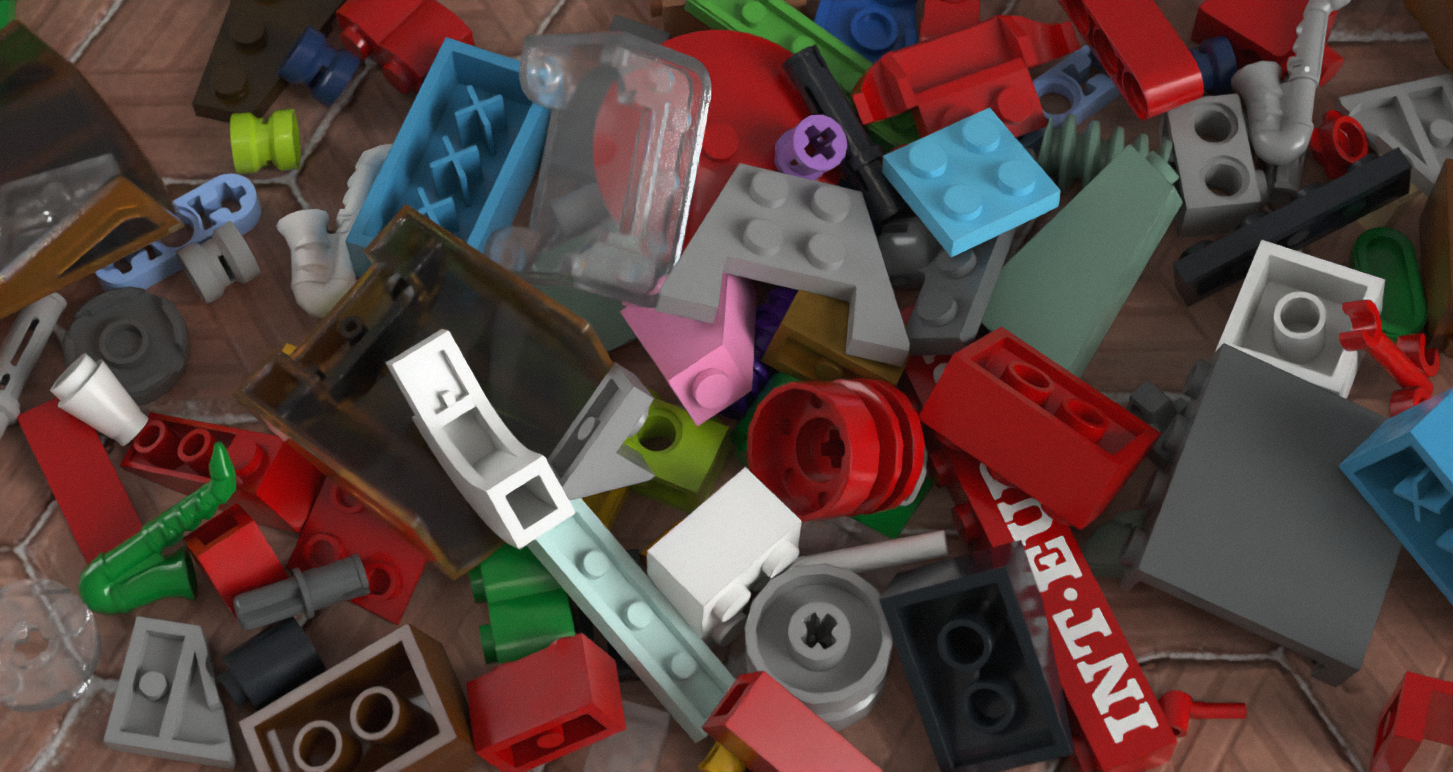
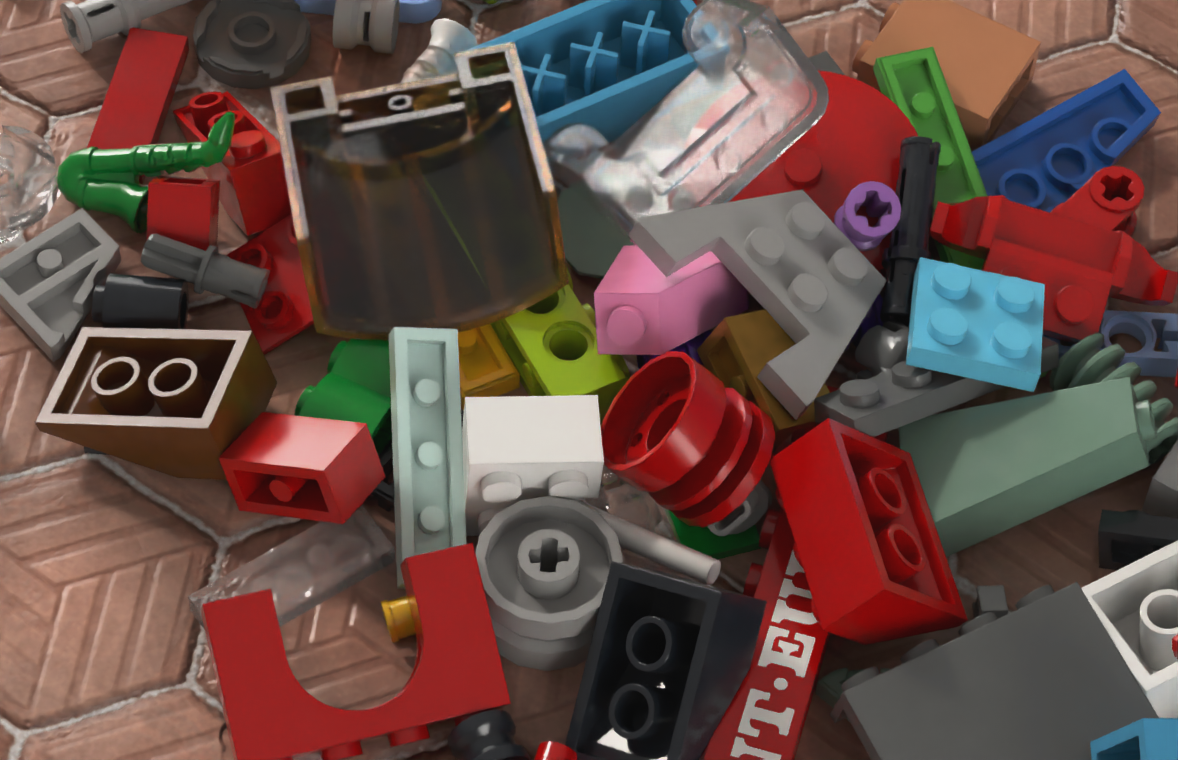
camera: 35 degrees right, 10 degrees down
(98, 399) = (193, 49): white cone -> none
(485, 461) = (414, 232): white arch -> none
(592, 450) = (497, 312): light grey slope -> none

